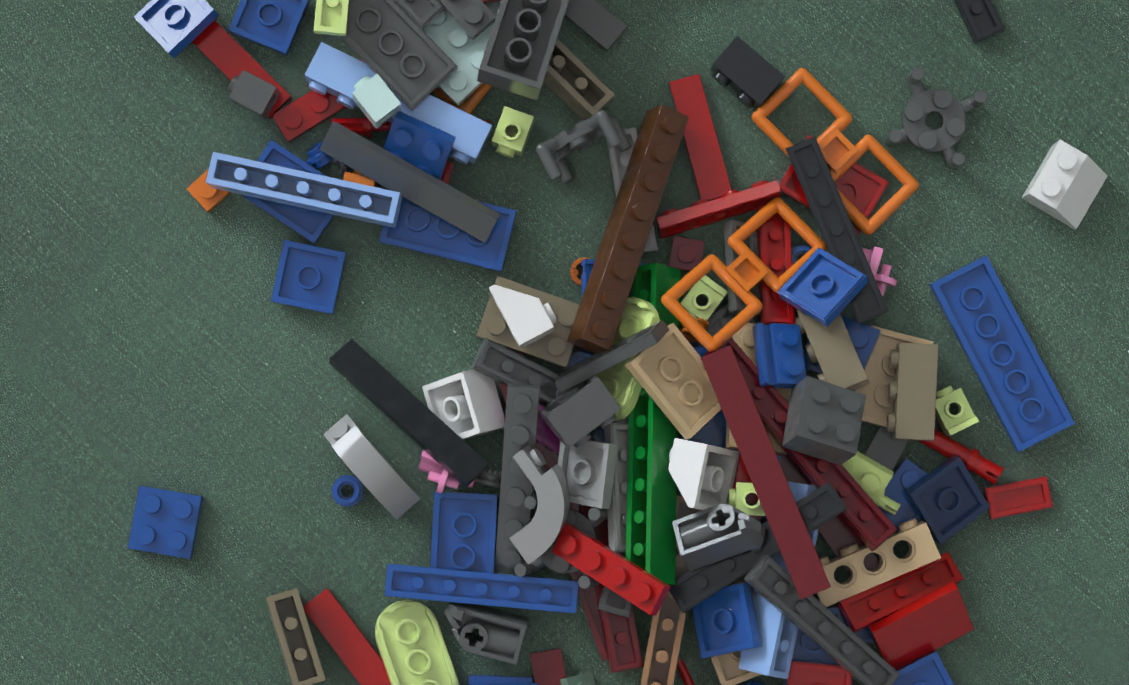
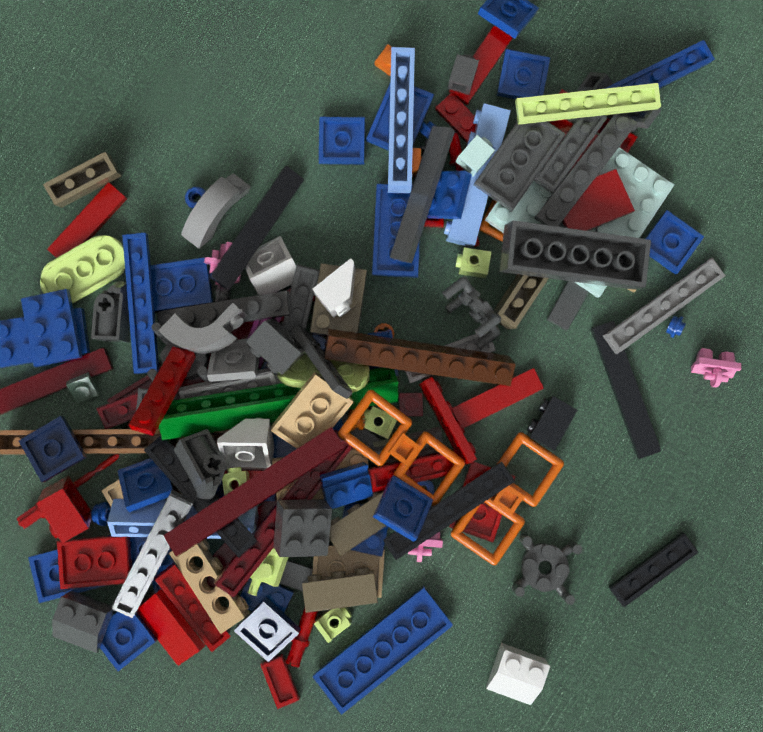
camera: 80 degrees right, 0 degrees up
(165, 522) = (152, 78): blue plate -> none

